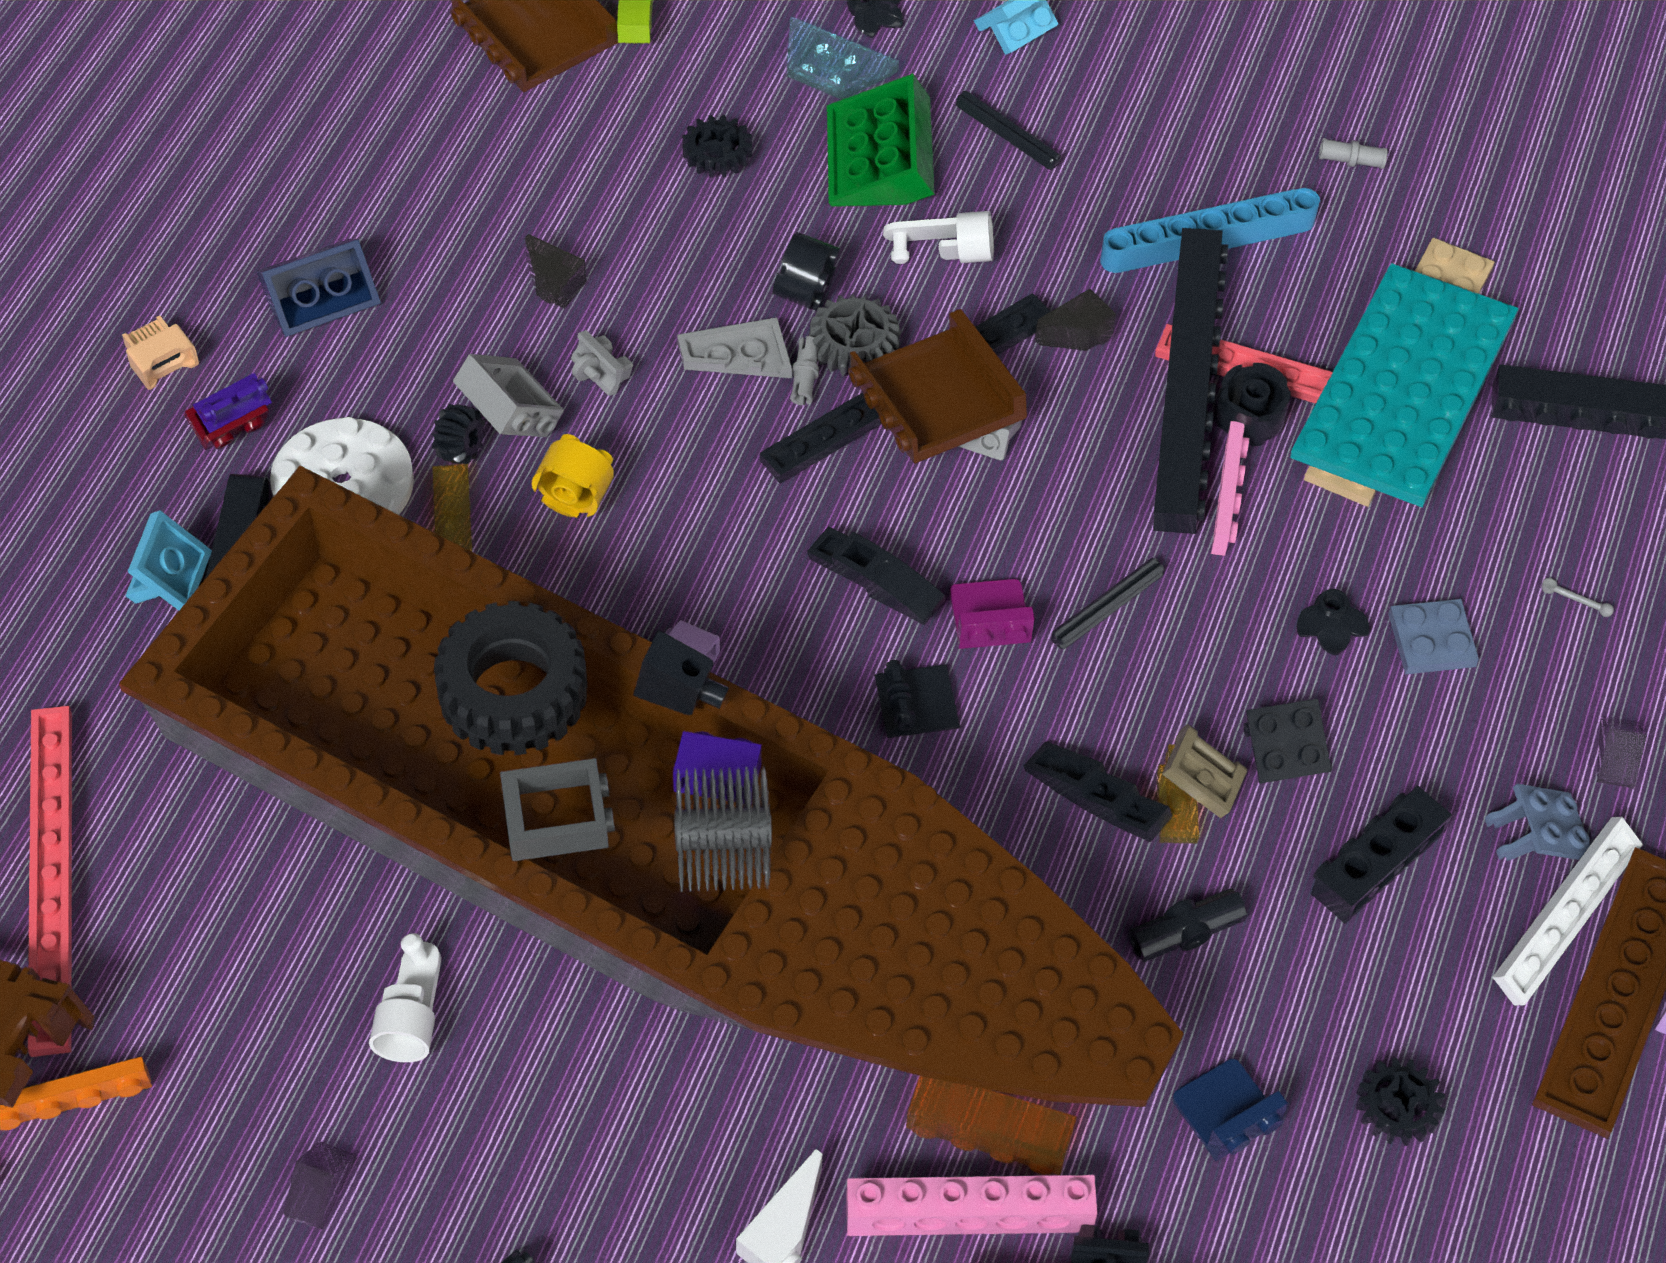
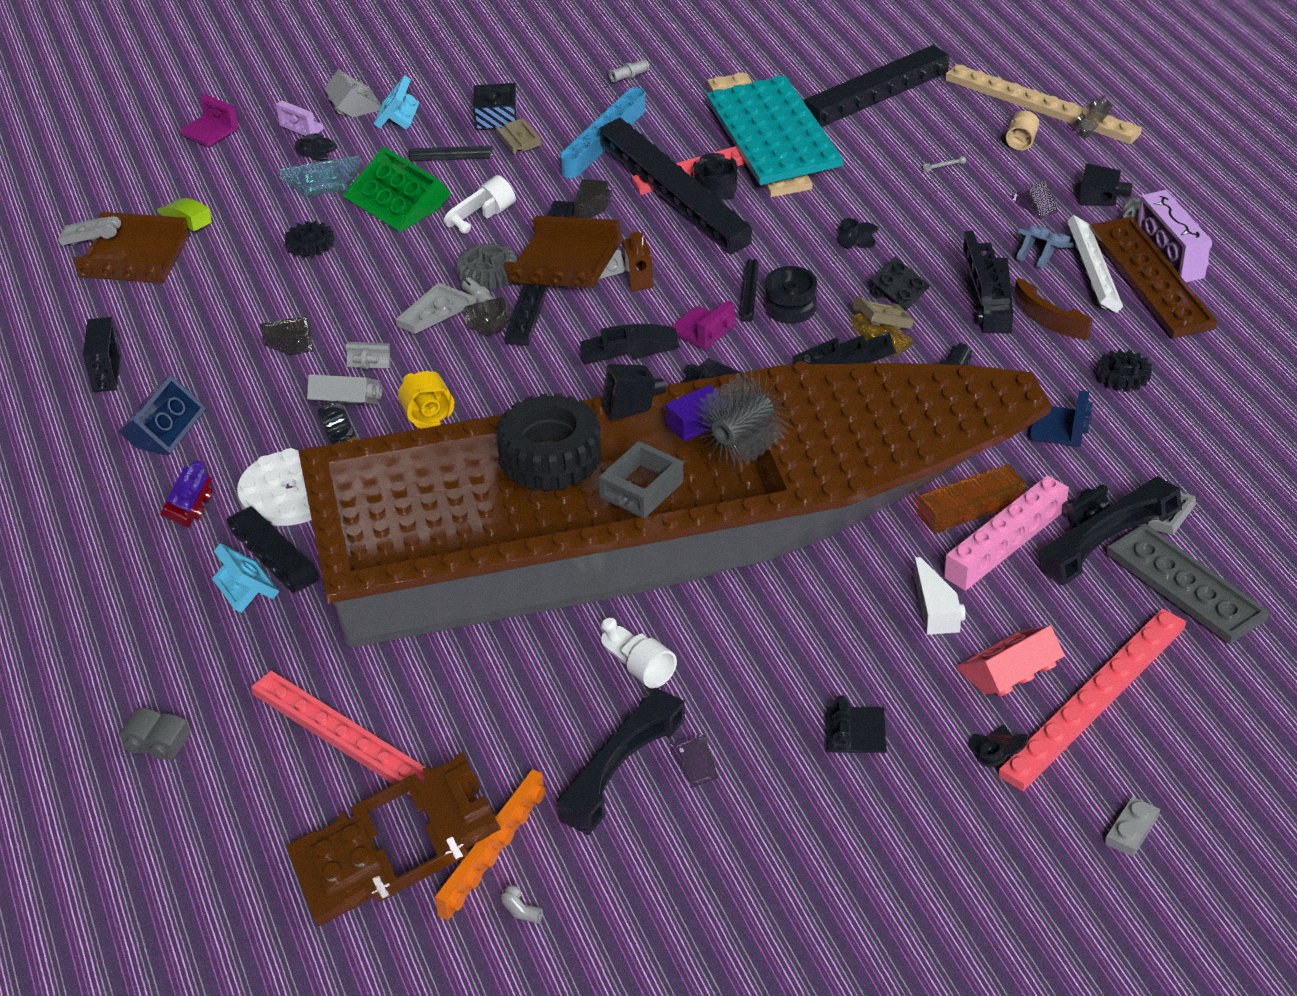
camera: 40 degrees left, 15 degrees down
(158, 351) = (104, 500): light nougat piece -> none
(160, 1137) = (584, 801): none -> black arch
(349, 126) = (102, 355): none -> black window
(770, 409) = (488, 316): none -> clear smoke hair
(806, 271) = (430, 254): black brick -> none
(1020, 454) = (637, 253): none -> reddish brown torso
(1109, 161) = (518, 136): none -> dark tan plate
(1124, 97) = (494, 105): none -> black container
(1131, 653) = (791, 294): none -> black wheel
(1229, 500) = (761, 226): bright pink plate -> none
(1381, 802) = (981, 275): none -> black fence
(1421, 974) = (1050, 316): none -> reddish brown slope
(1433, 636) = (905, 213): sand blue plate -> none

